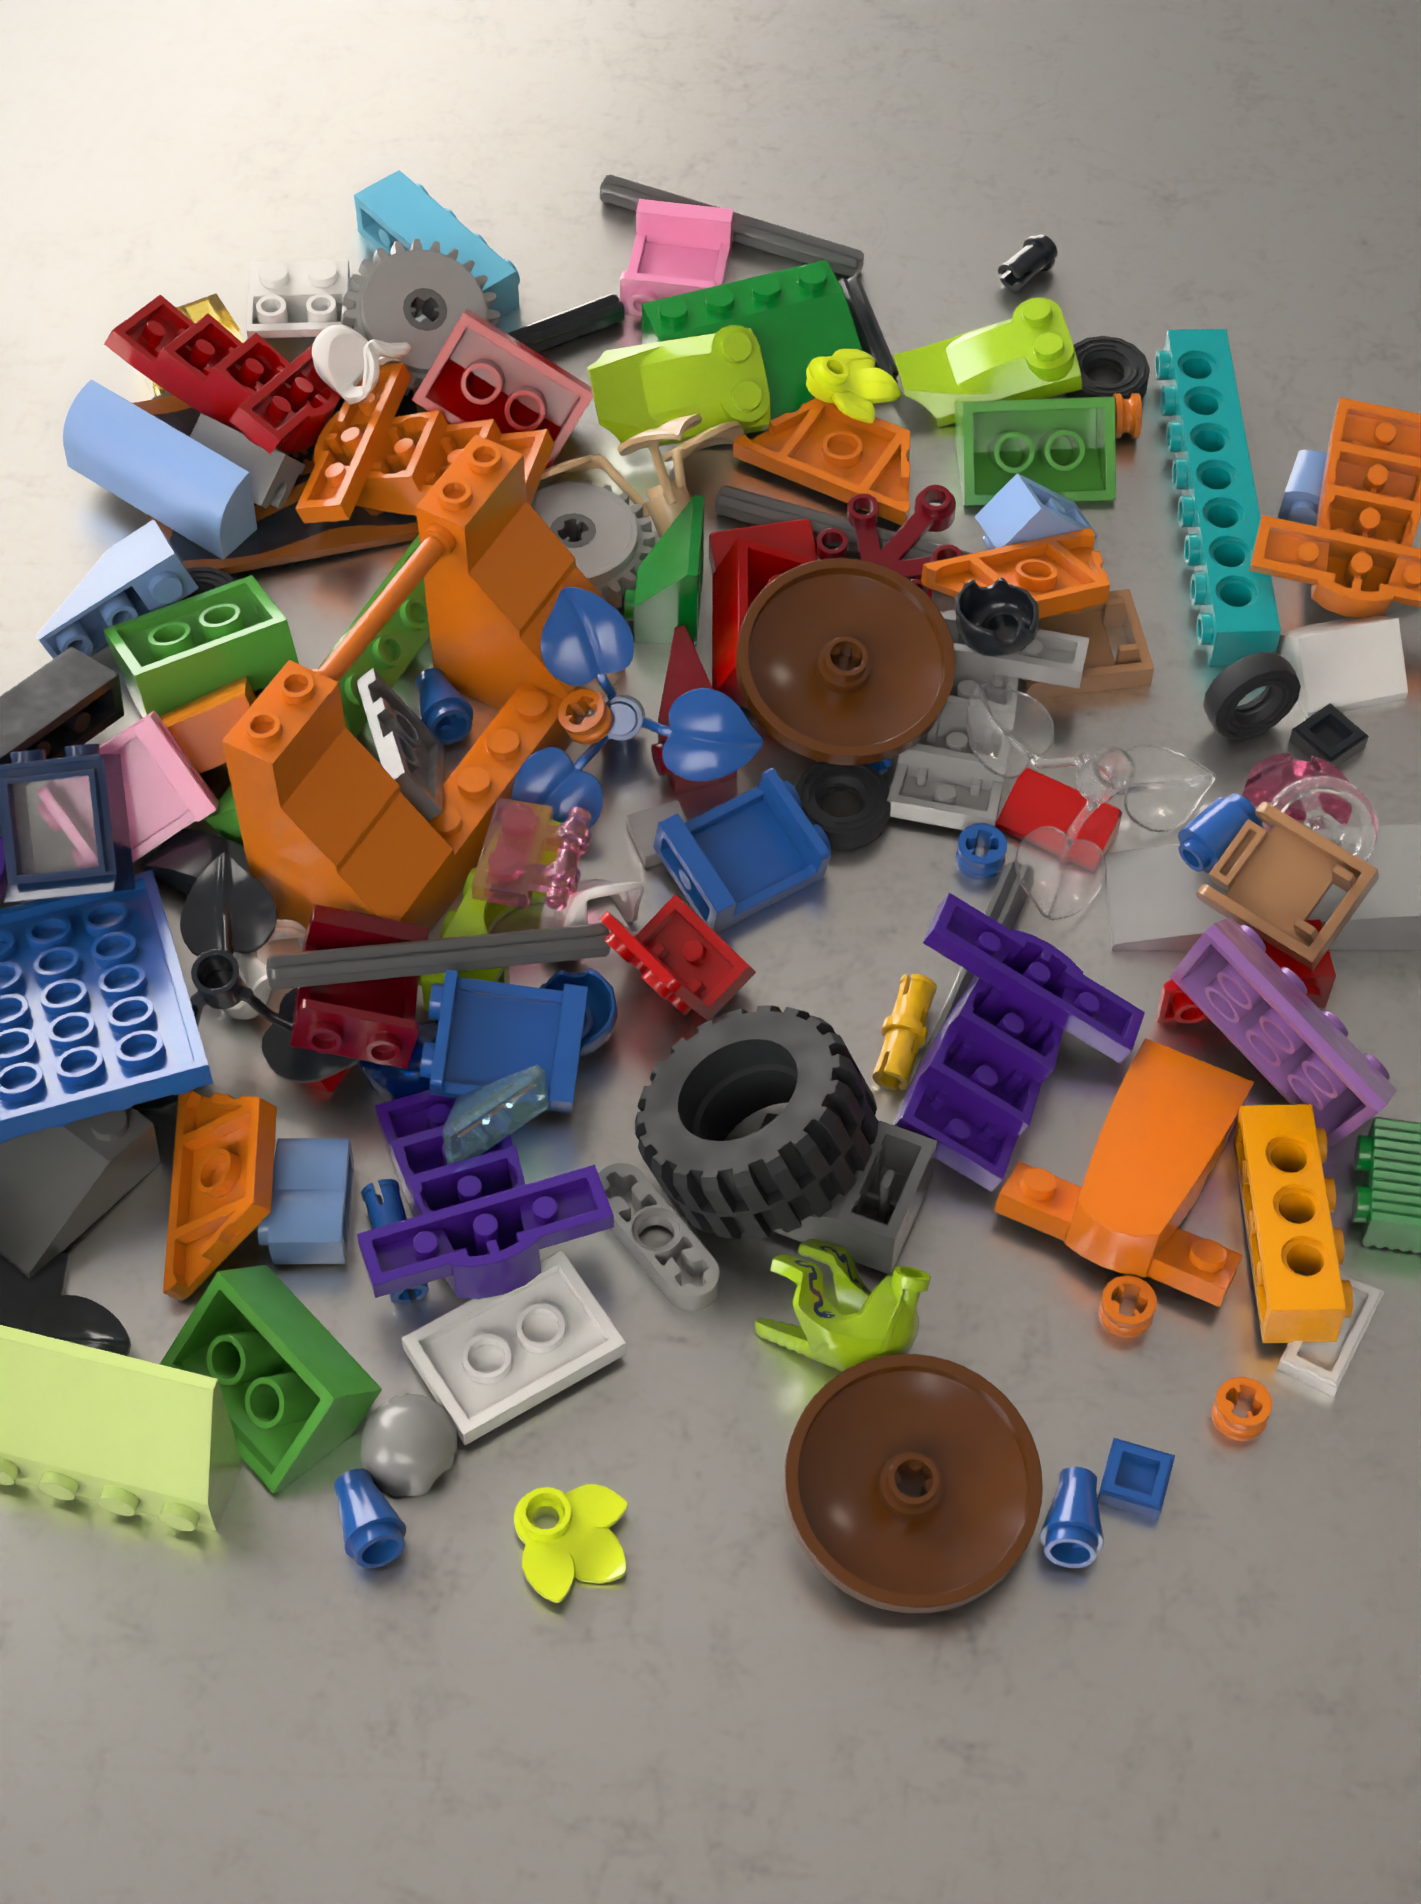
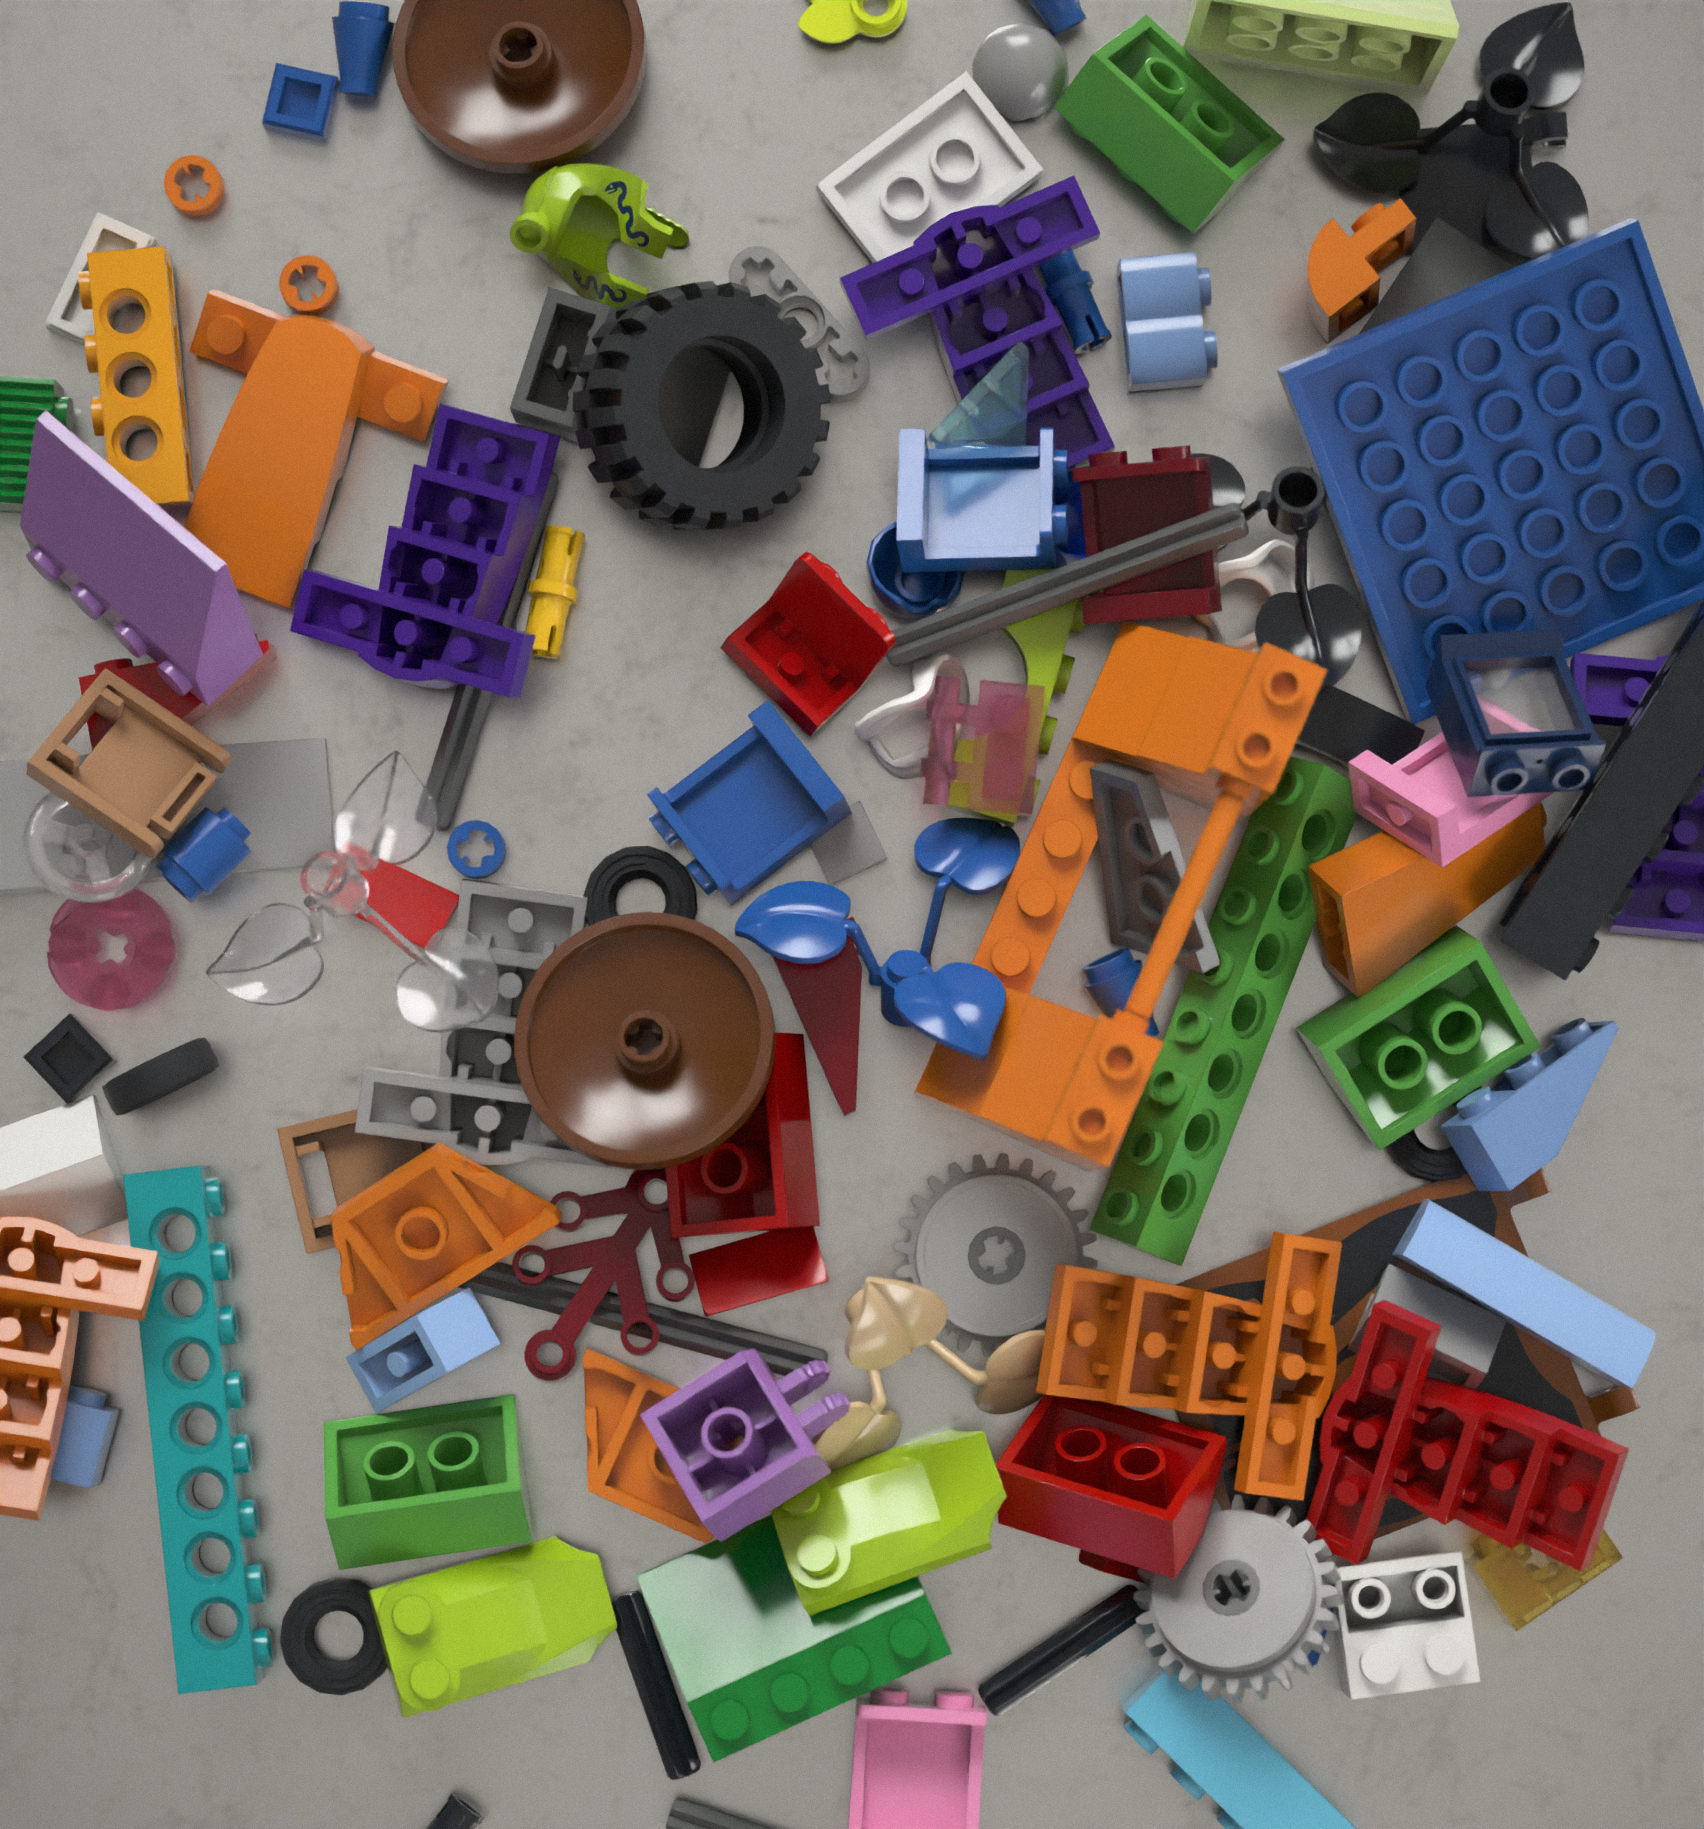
camera: 170 degrees right, 30 degrees up
(116, 1211) = (1345, 269): none -> orange brick
(217, 1183) = (1257, 321): orange wing -> none
(346, 357) = (1324, 1489): white piece -> none
(580, 703) = (955, 931): orange bush -> none
(670, 581) = (869, 1190): green slope -> none
(788, 416) = (777, 1449): none -> medium lavender hinge
(851, 383) = (656, 1557): neon yellow plate -> none
(996, 617) = (465, 1112): black hair -> none
(1128, 415) = (310, 1553): orange bush -> none

